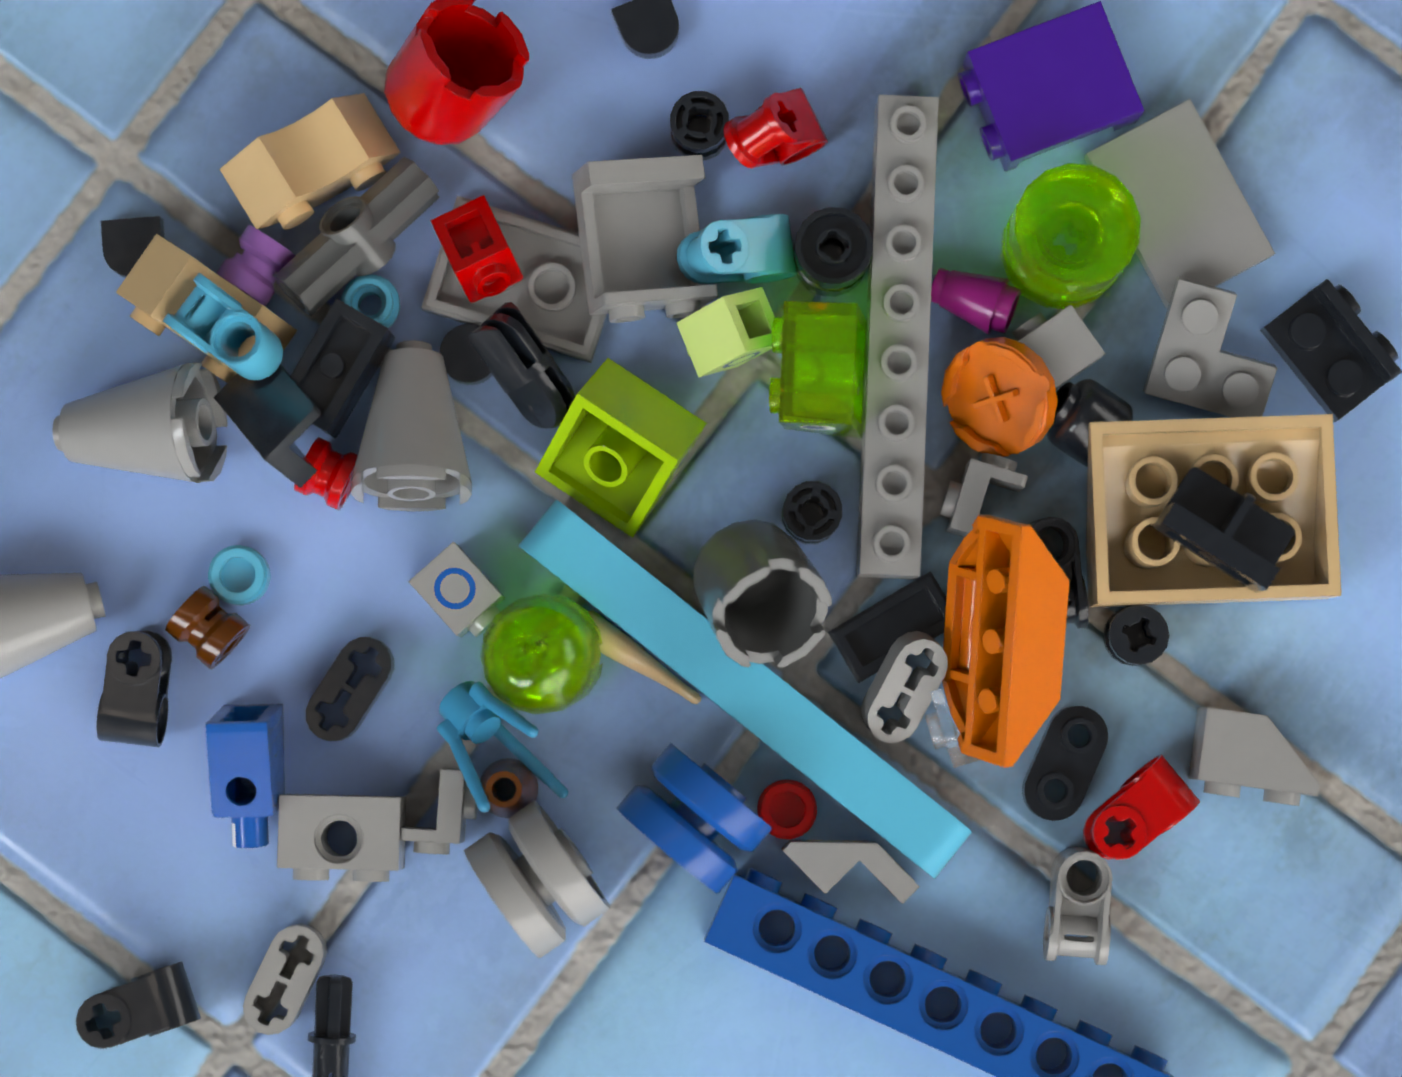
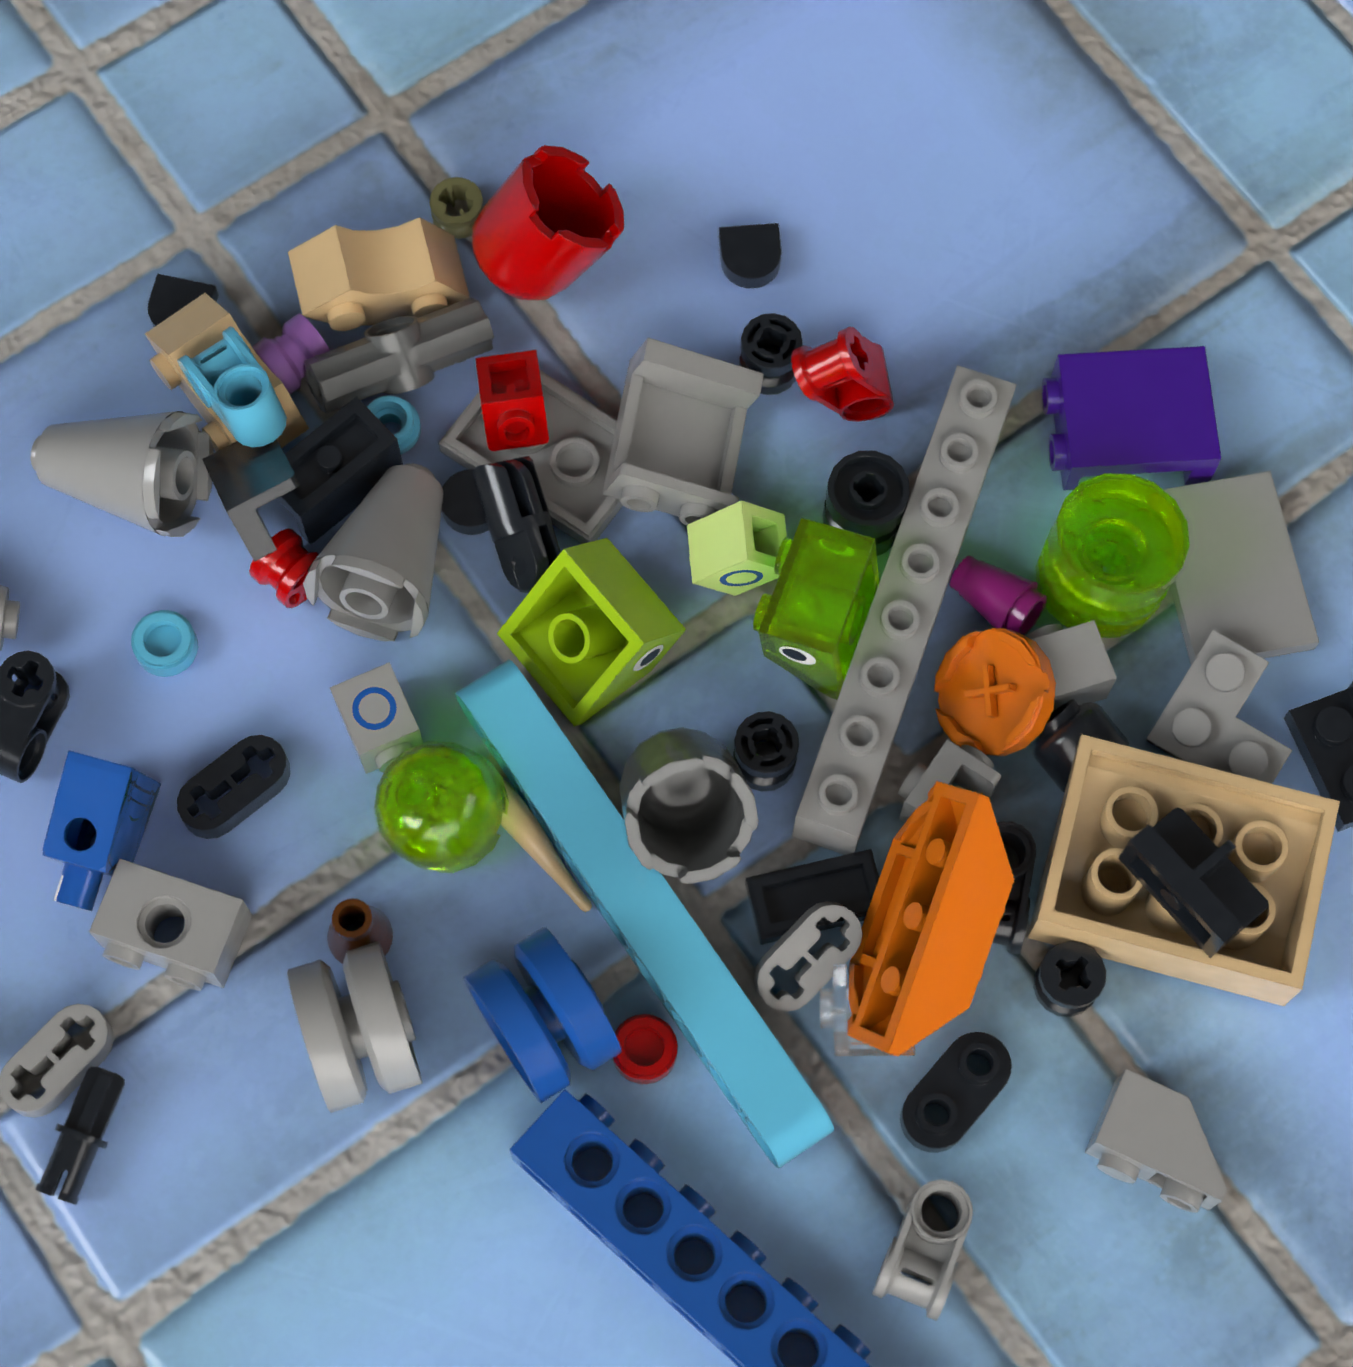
camera: 15 degrees right, 15 degrees down
(207, 627) = (112, 679): reddish brown wheel -> none
(372, 53) = (449, 191): none -> olive bush
(454, 807) = (297, 932): light grey bracket -> none
(472, 715) = (349, 843): dark azure plant -> none
(744, 250) = (773, 476): medium azure piece -> none
(830, 860) = (674, 1111): light grey slope -> none
(1148, 806) = (1030, 1161): red piece -> none

